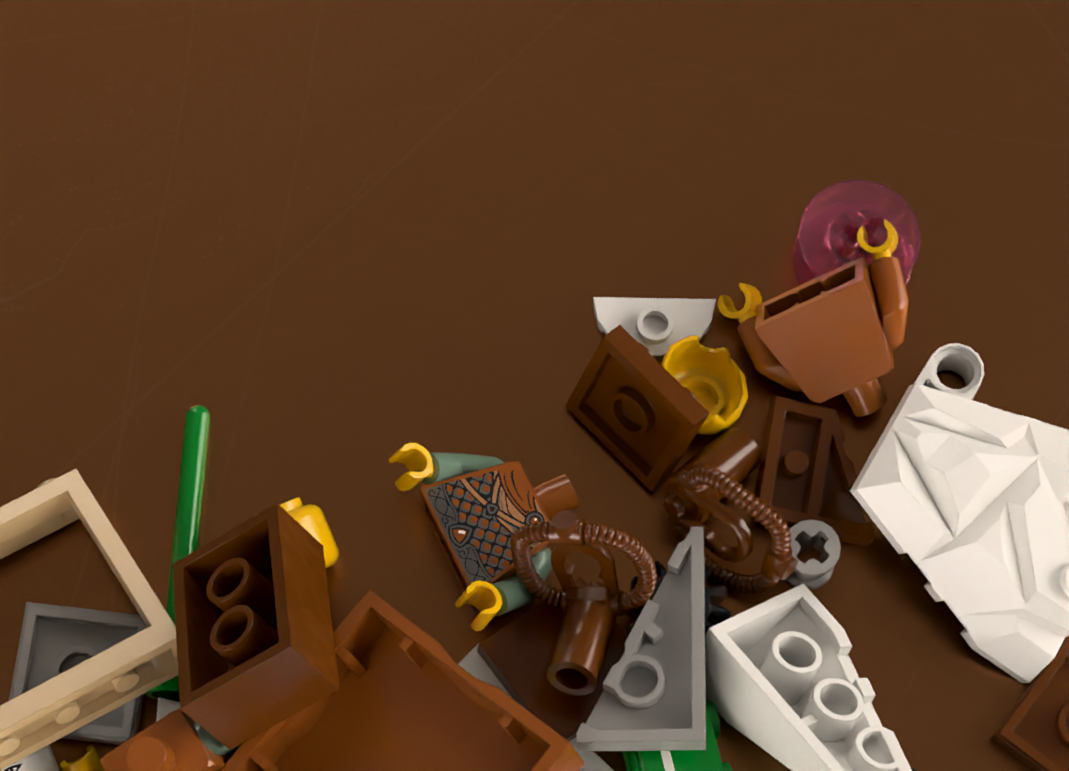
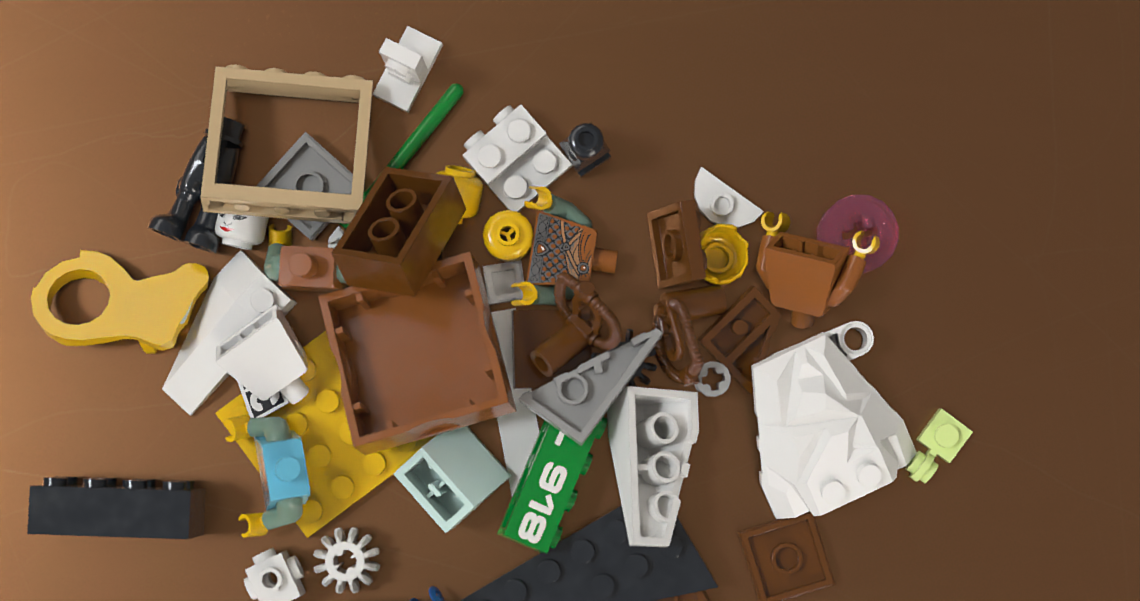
camera: 40 degrees right, 15 degrees up
(111, 430) = (406, 67): none -> white bracket
(338, 448) = (515, 157): none -> white plate
(406, 571) = (513, 249): none -> yellow head
(426, 365) = (585, 148): none -> black piece
(440, 618) = (499, 281): none -> white tile

